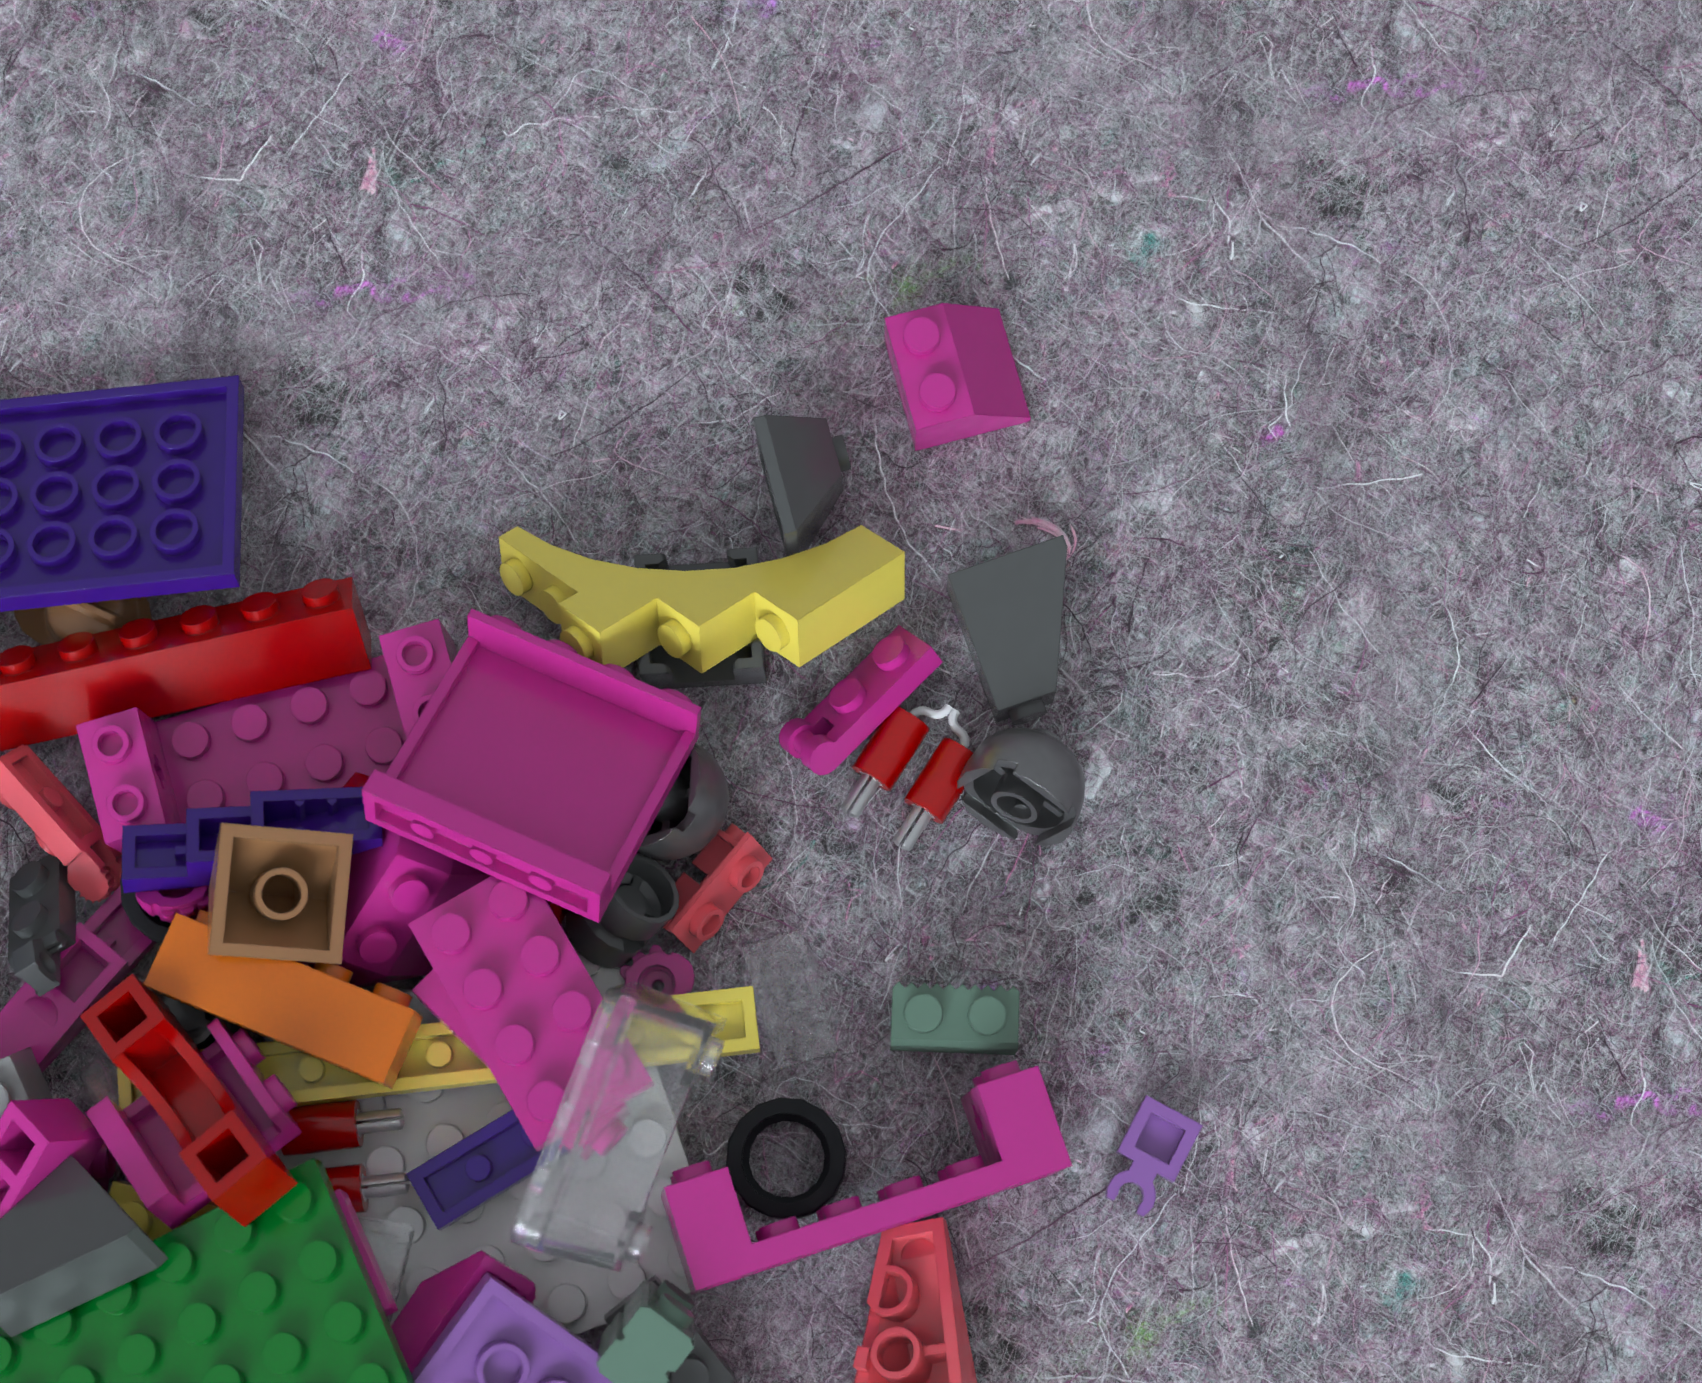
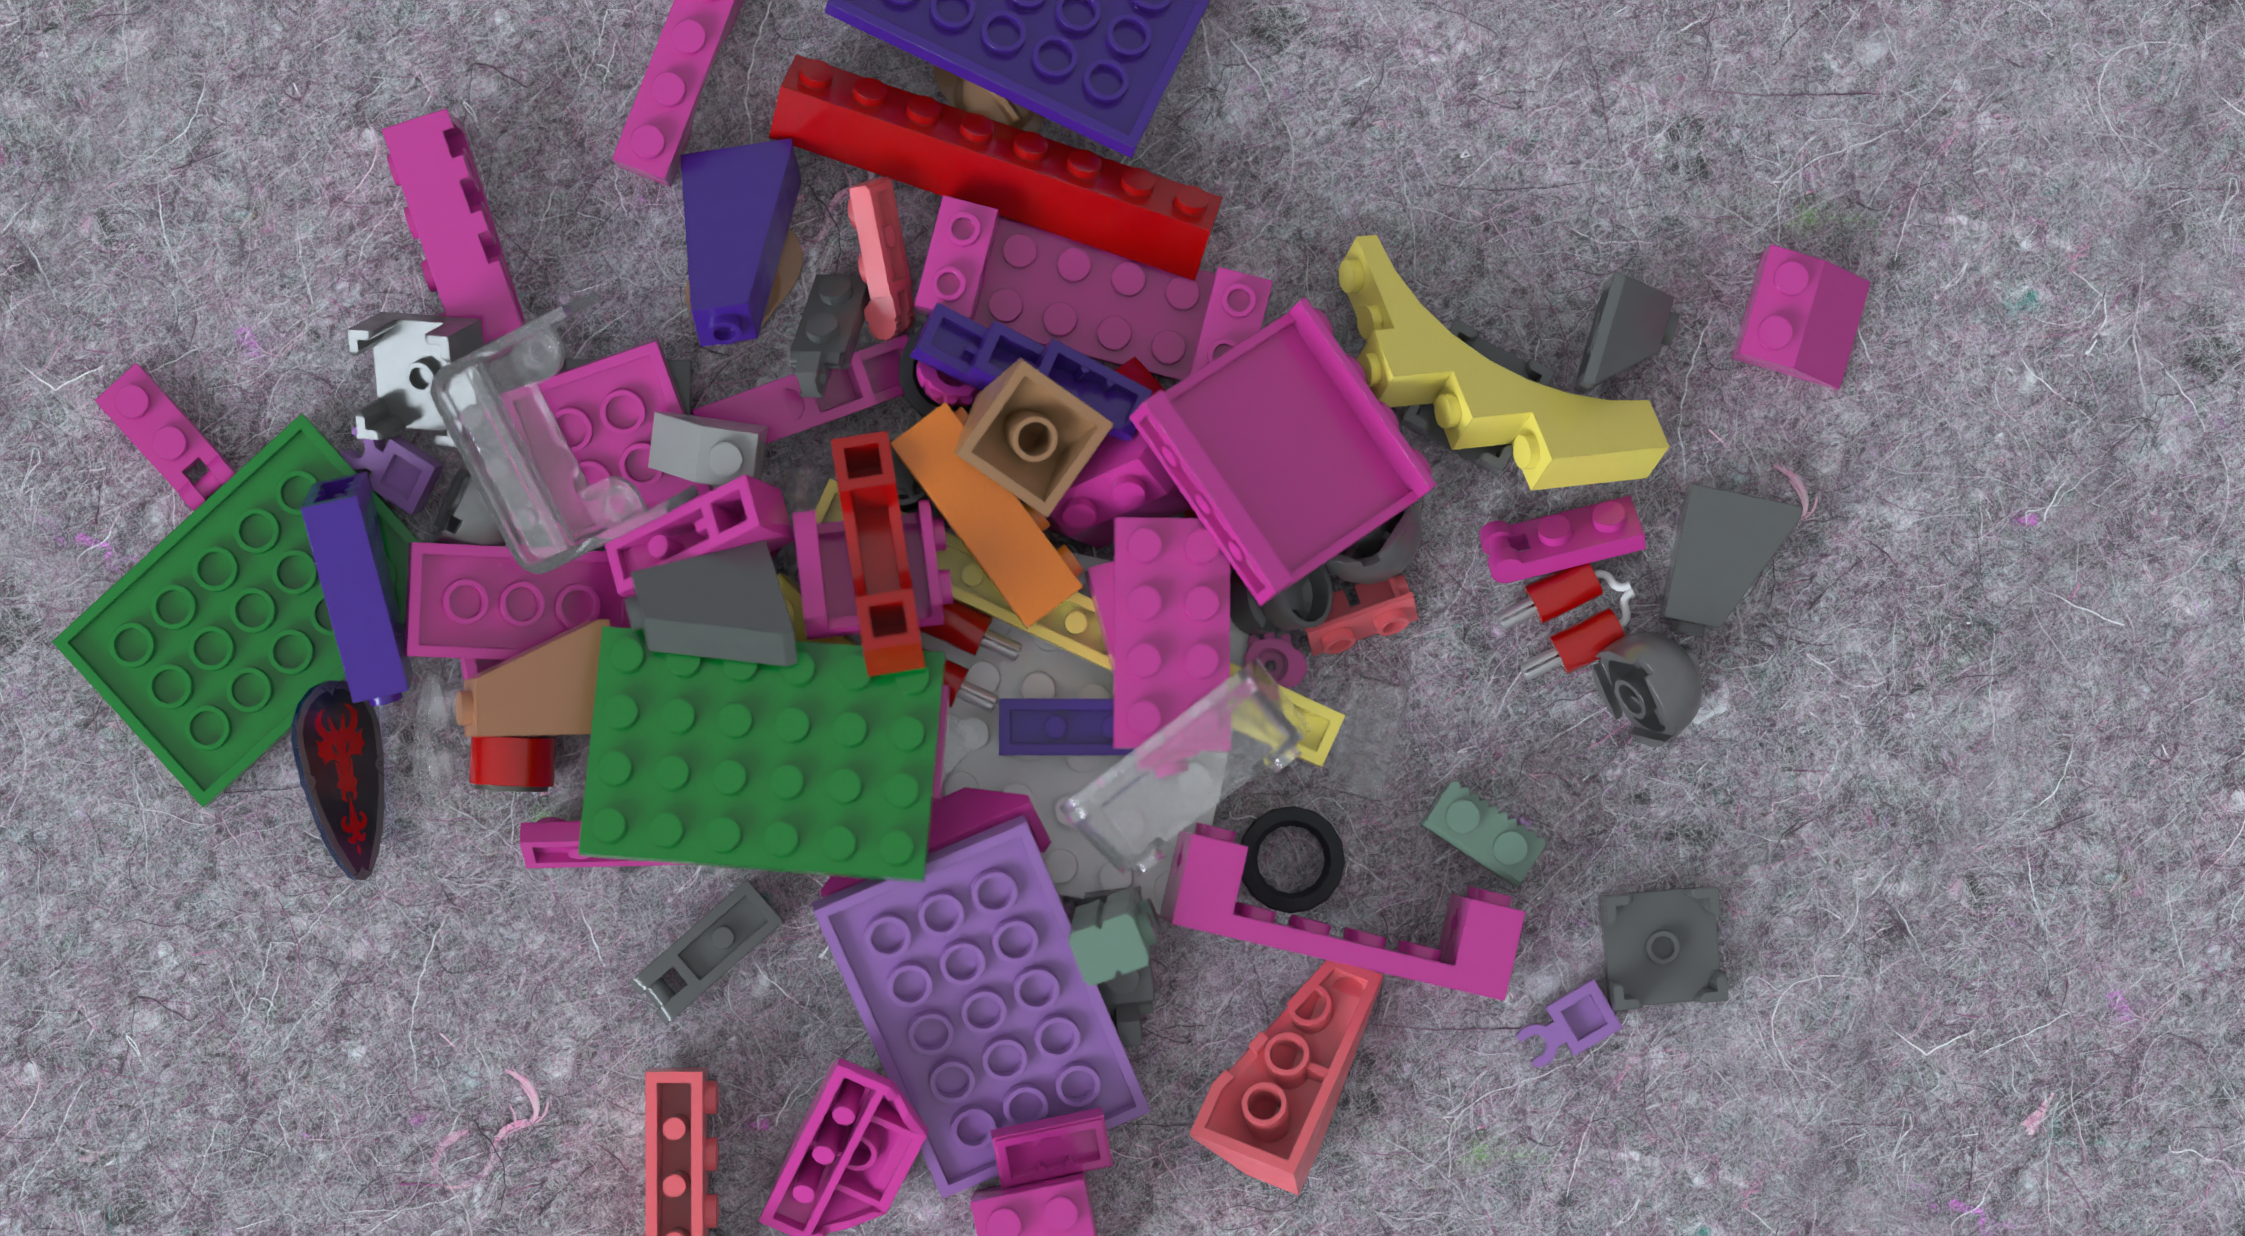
camera: 30 degrees right, 10 degrees up
(1191, 1025) = (1662, 947): none -> dark grey panel

